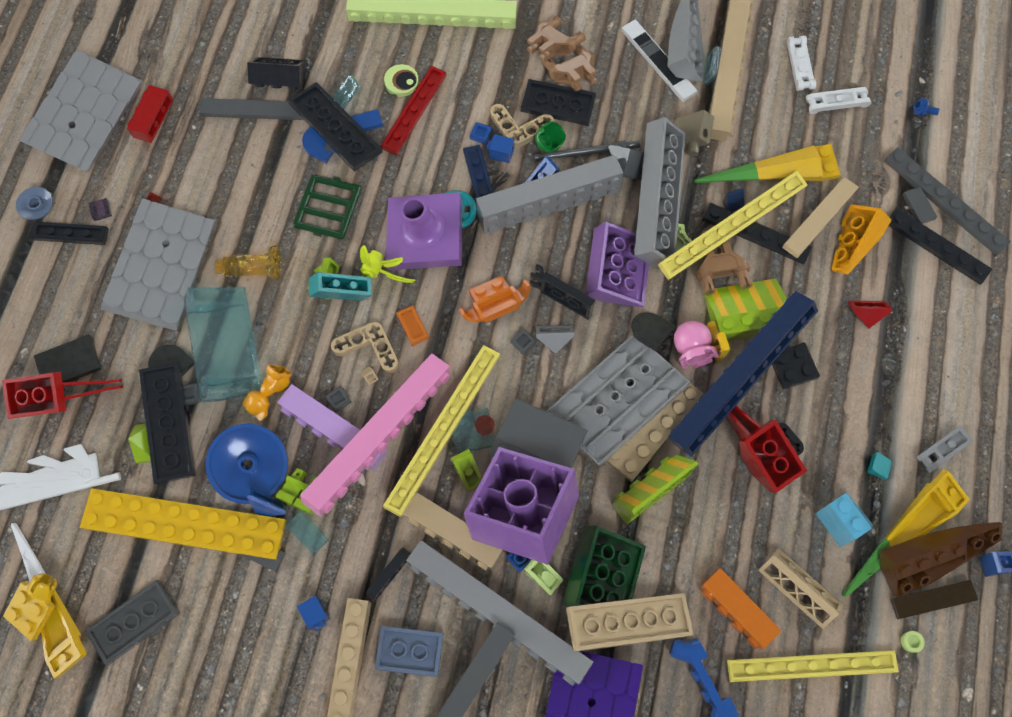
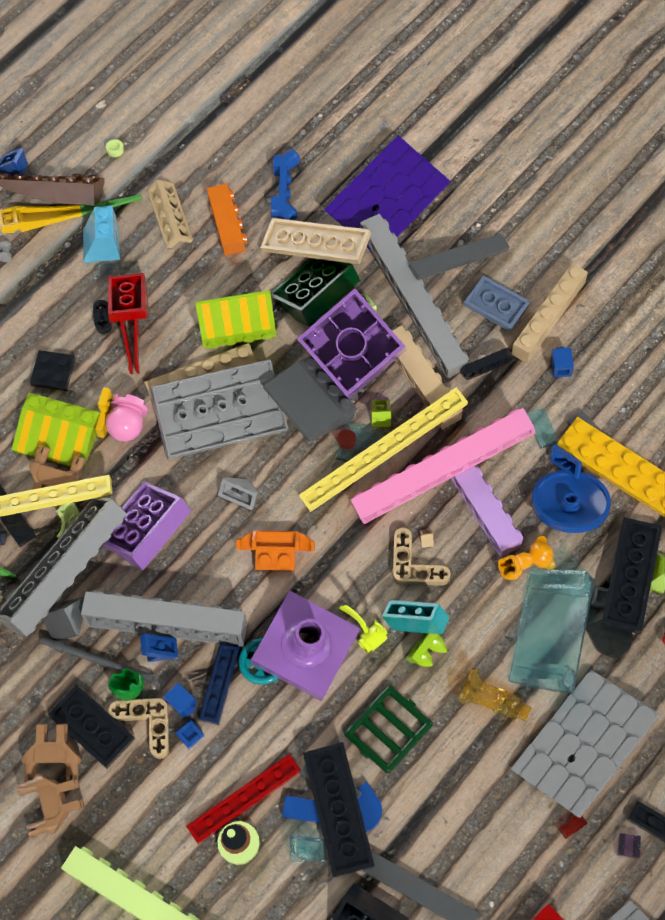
camera: 150 degrees left, 5 degrees down
(293, 489) = (534, 458): lime hips -> none
(338, 399) = (465, 528): dark grey tile -> none
(412, 325) = (363, 564): orange tile -> none
(523, 341) = (270, 500): dark grey tile -> none
(562, 293) = (224, 538): black tile -> none
(651, 329) = (153, 452): pearl dark grey tile -> none
(743, 373) = (102, 369): dark blue brick -> none
(811, 666) = (199, 165): light yellow tile -> none
(879, 466) = (45, 266): teal slope -> none
(934, 599) = (77, 164): dark brown tile -> none

